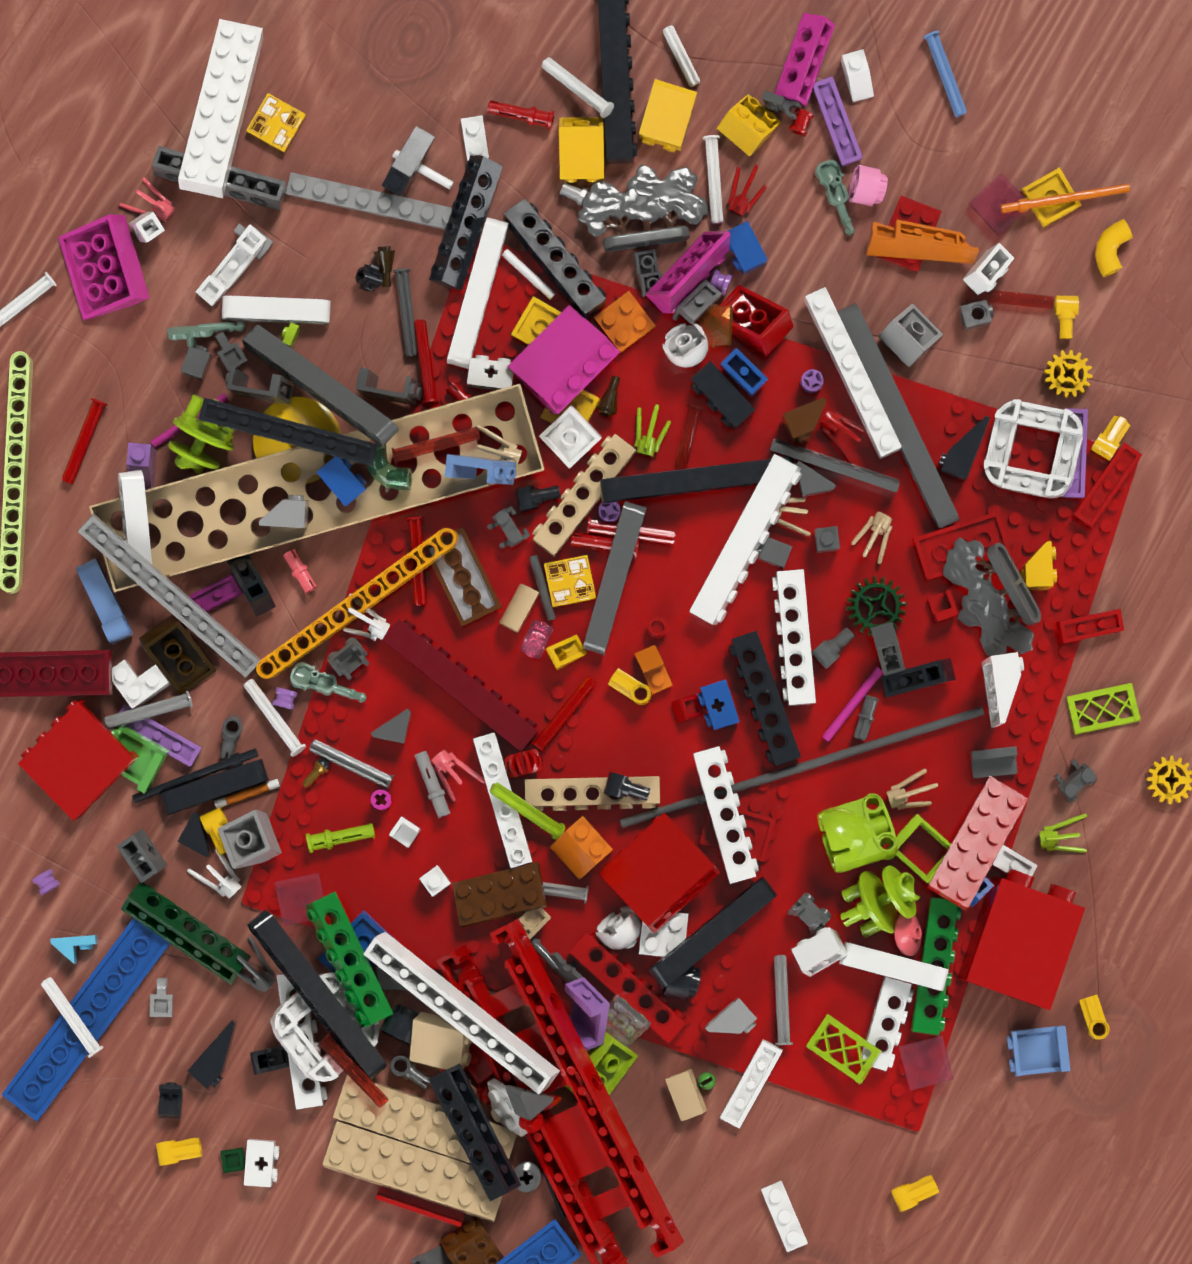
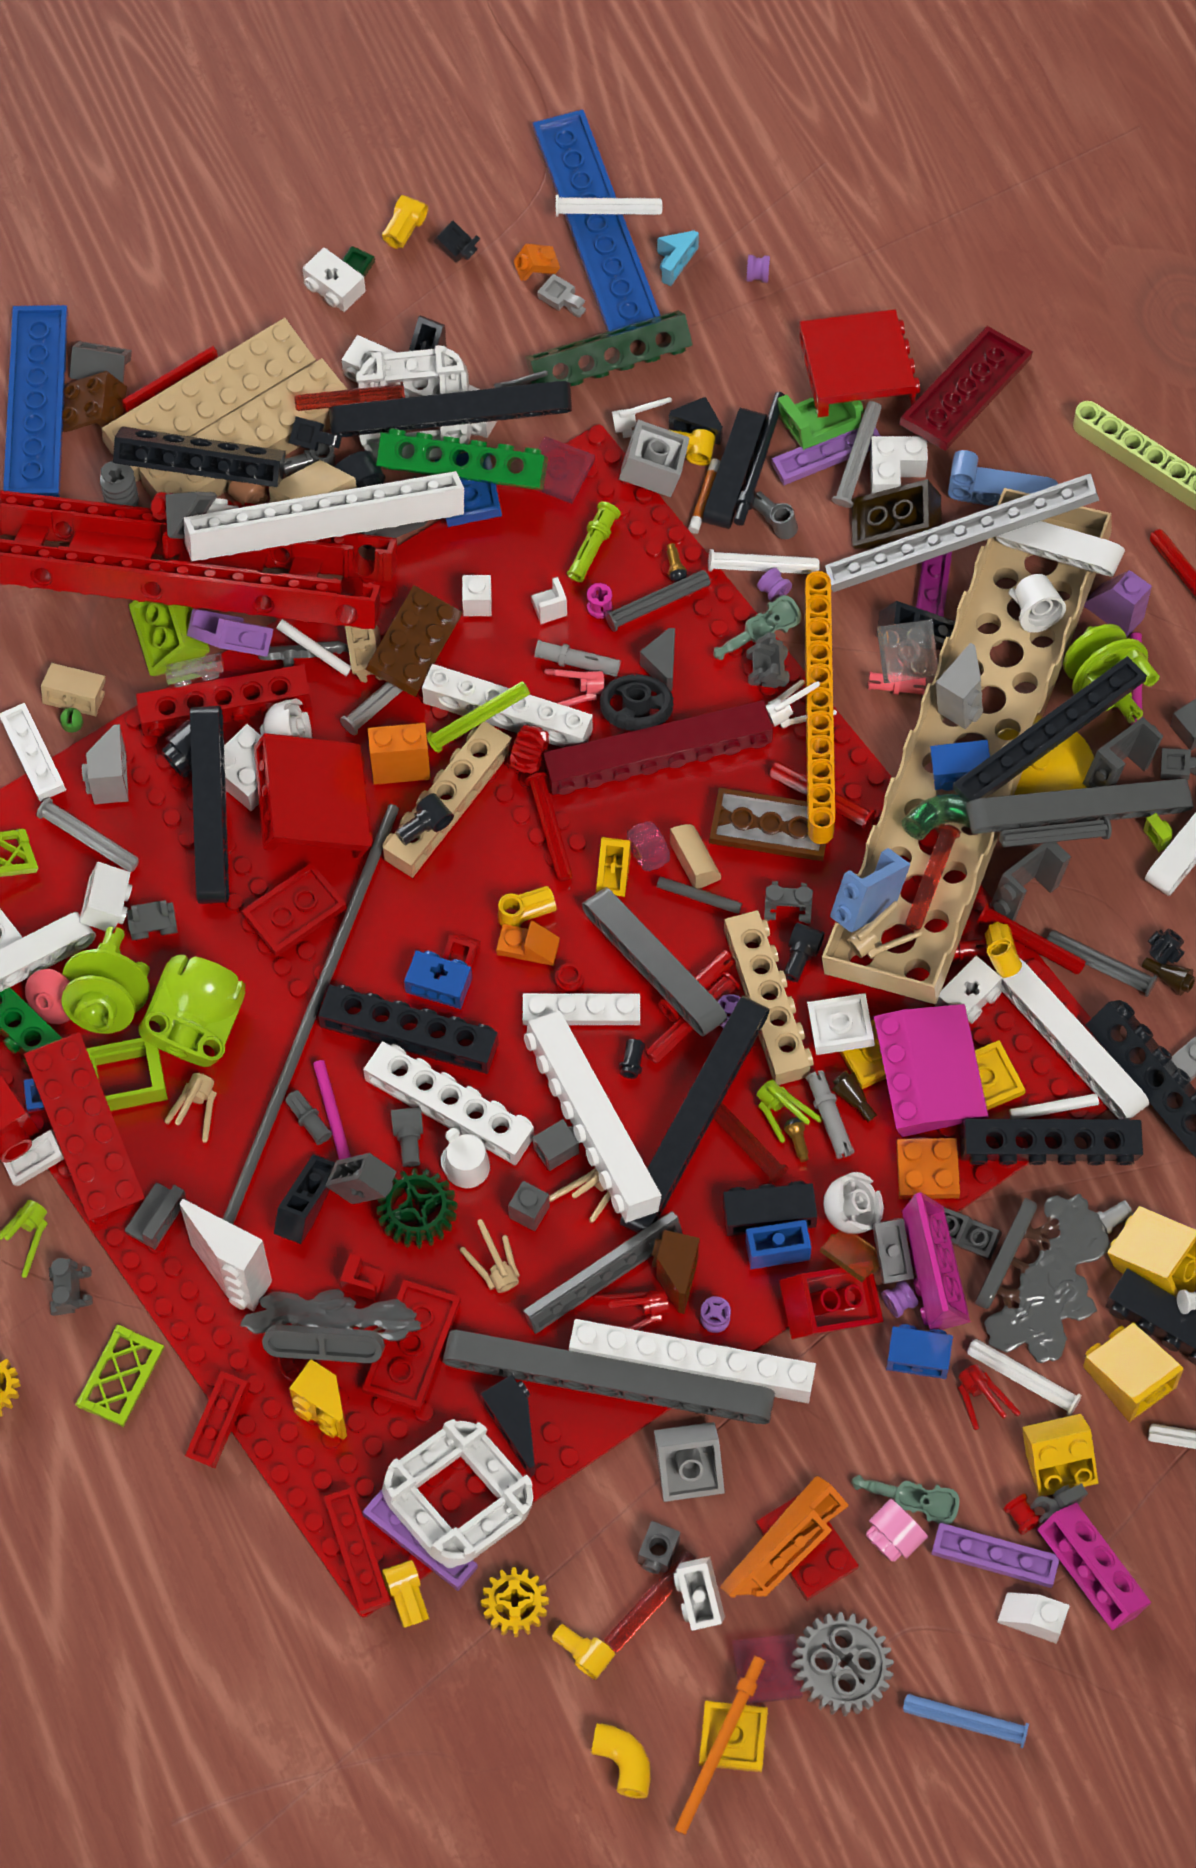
camera: 125 degrees right, 20 degrees down
(142, 855) = (716, 360): dark grey brick -> none
(146, 1037) = (536, 259): none -> orange bracket
(186, 512) = (1038, 602): none -> white hat
(212, 1062) = (465, 303): black slope -> none
(280, 572) = (907, 651): none -> clear plate
(344, 379) = (1056, 833): none -> dark grey axle
(399, 1078) = (310, 433): none -> black plate
(427, 706) = (637, 702): none -> black wheel
(451, 371) = (1002, 950): none -> yellow piece
(553, 954) = (314, 647): none -> white bar
(570, 581) = (686, 925): yellow tile -> none
(628, 410) = (826, 1104): none -> light grey pin
(663, 411) = (795, 1129): none -> pearl gold piece
(672, 605) = (584, 1008): none -> white plate
(684, 548) = (632, 1059): none -> black pin
(734, 871) = (255, 868): white brick -> none
(813, 483) = (603, 1236): dark grey slope -> none
(823, 601) = (465, 1160): none -> white hat
(946, 161) = (860, 1644): none -> light grey gear

